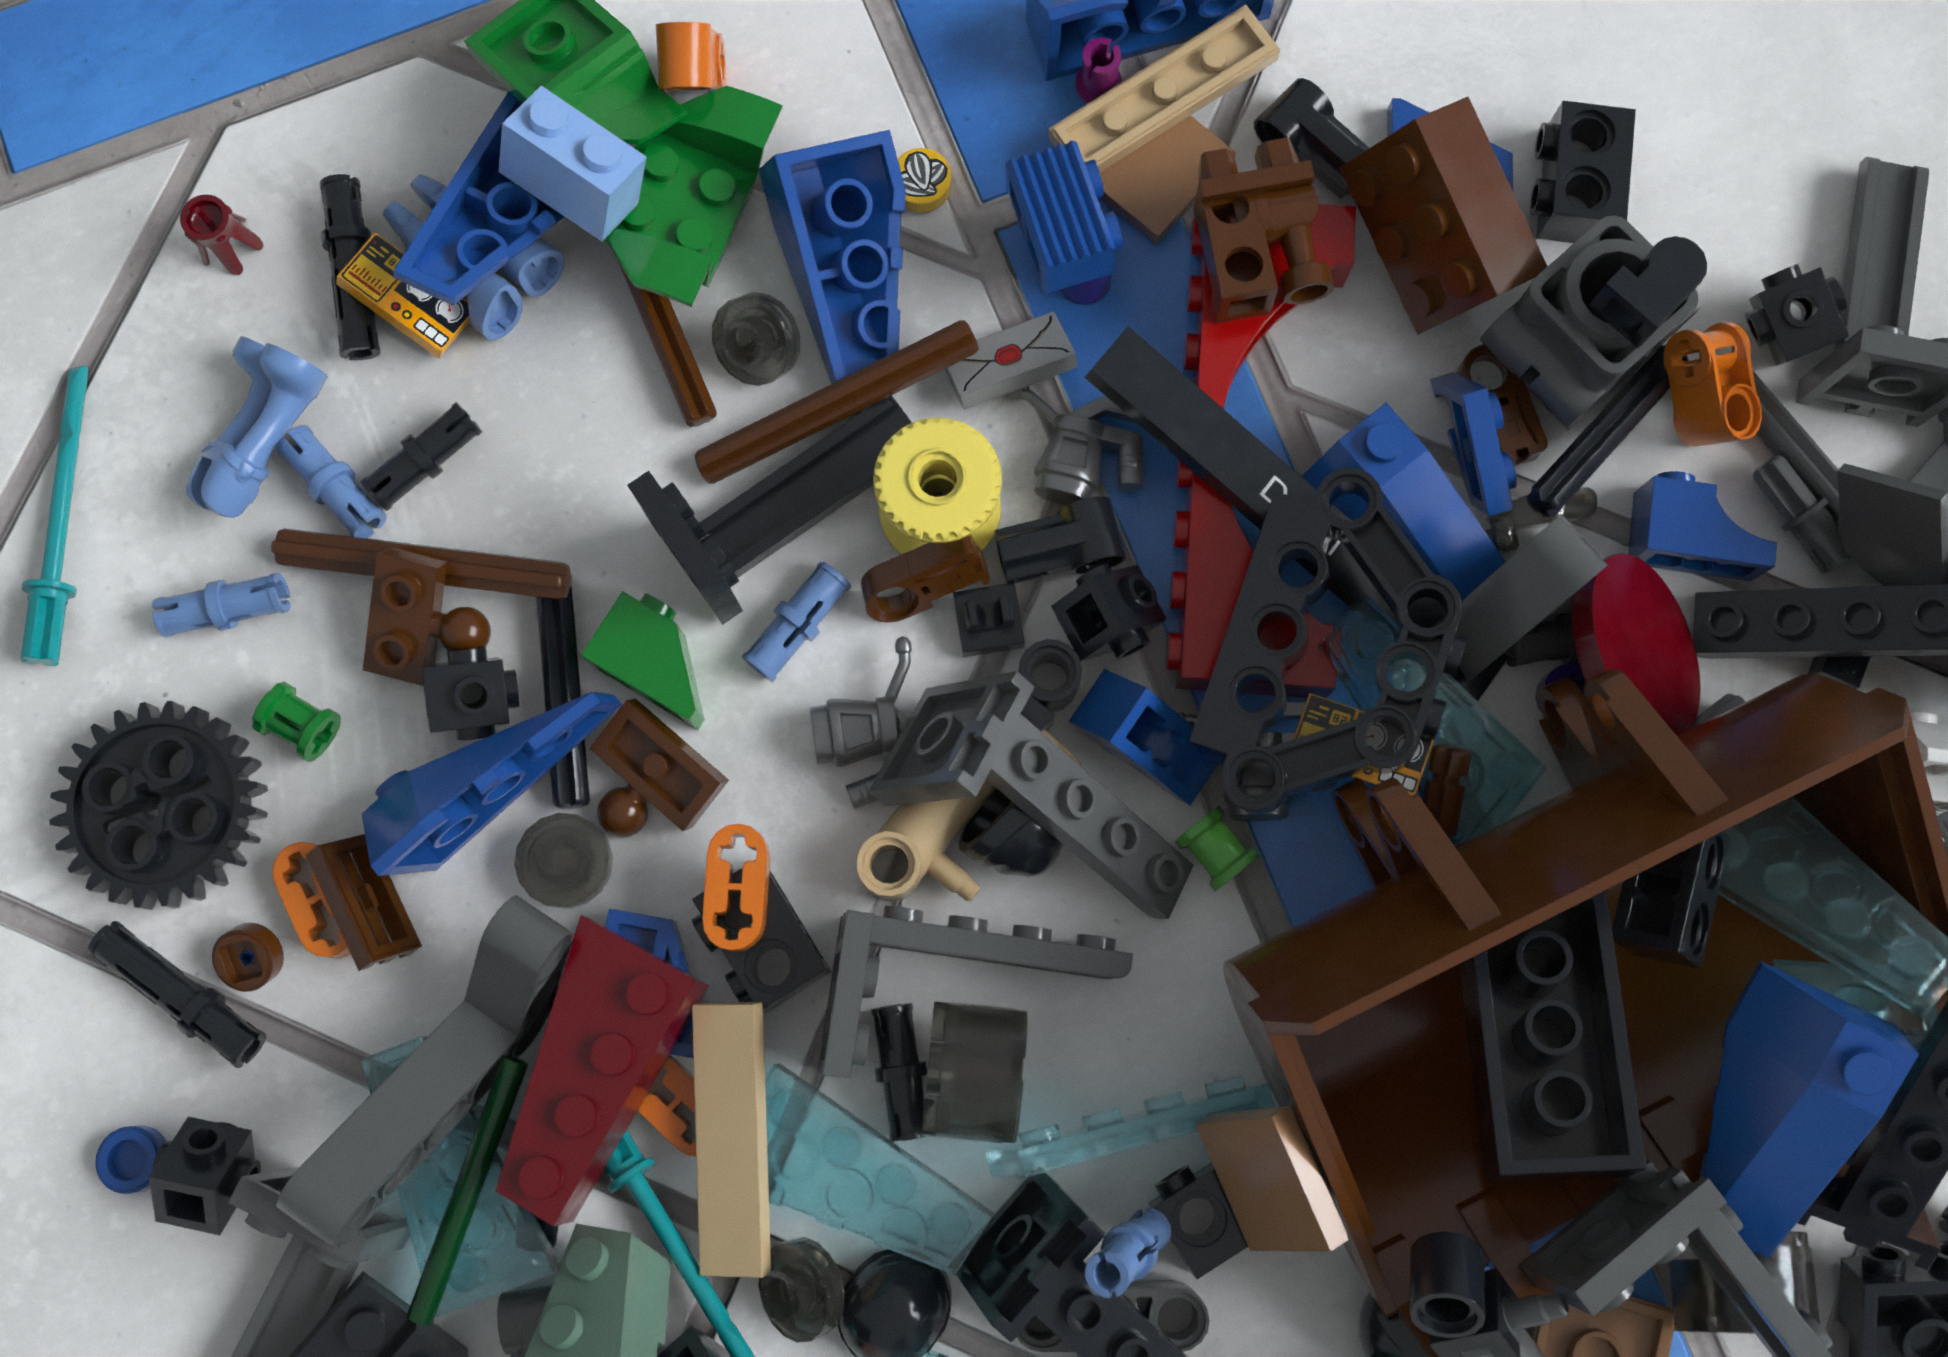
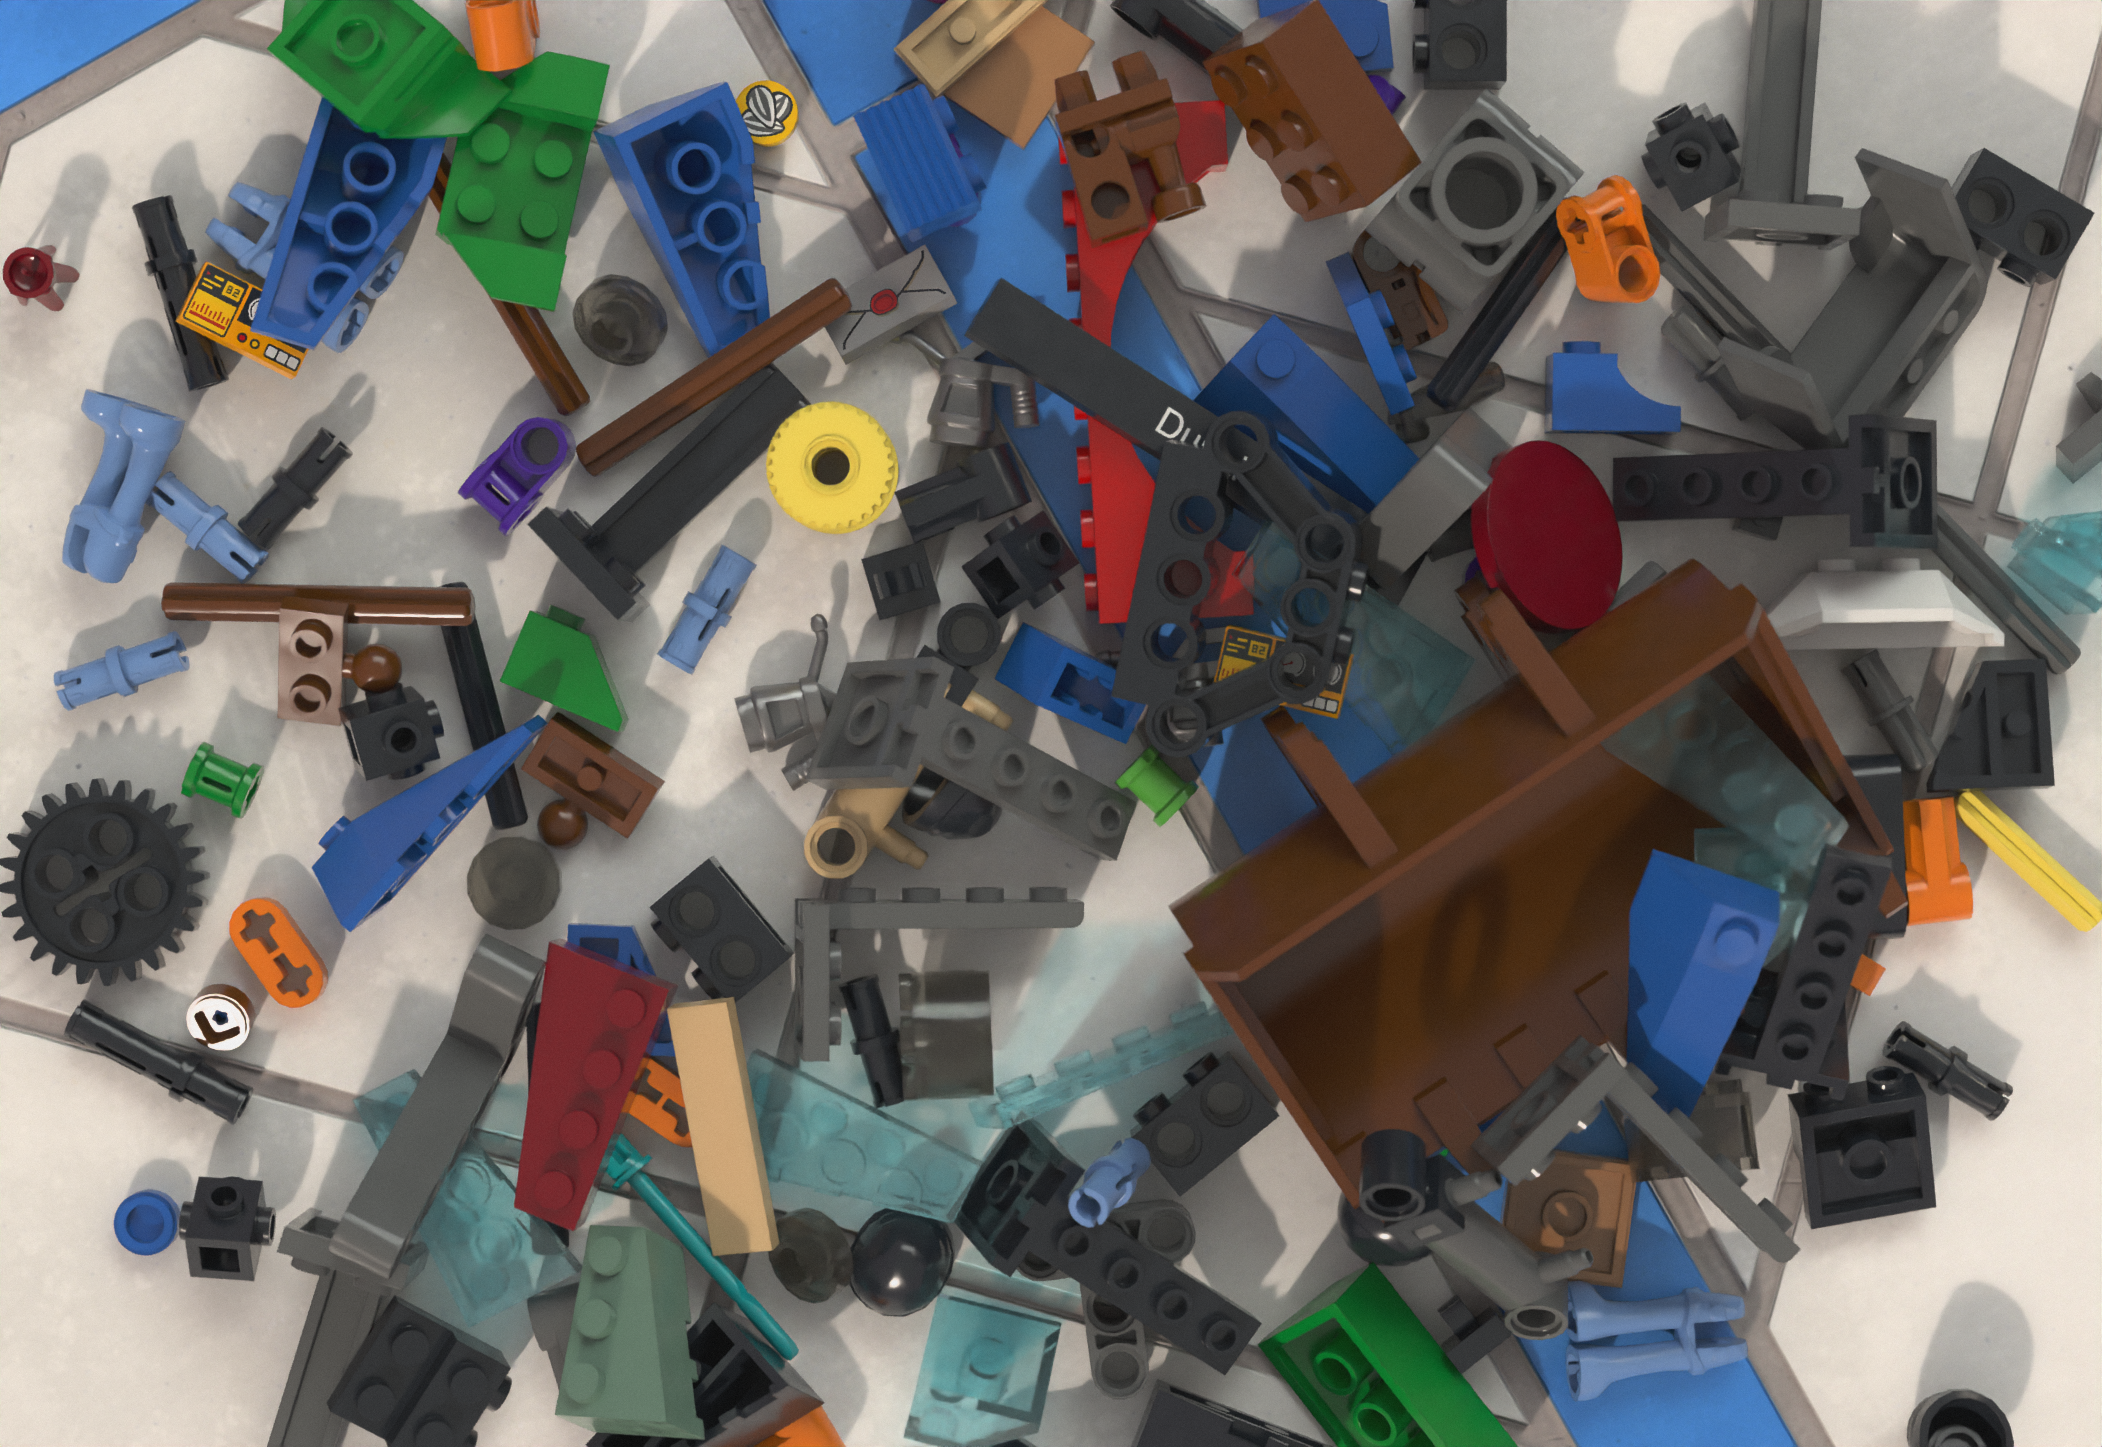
camera: 10 degrees left, 10 degrees up
(355, 903) = (319, 952): reddish brown tile -> none
(467, 1190) = (482, 1207): dark green bar -> none
(571, 163) = (408, 182): light blue brick -> none
(631, 457) = (517, 474): none -> dark purple piece
(720, 886) = (676, 894): orange beam -> none
(926, 576) = (822, 556): reddish brown piece -> none
(1272, 1180) = (1232, 1101): medium nougat tile -> none
(1445, 792) = (1367, 716): reddish brown axle -> none
(1553, 1053) = (1480, 950): black brick -> none
(1645, 299) = (1521, 192): black leg -> none
(1672, 905) = (1588, 797): black brick -> none

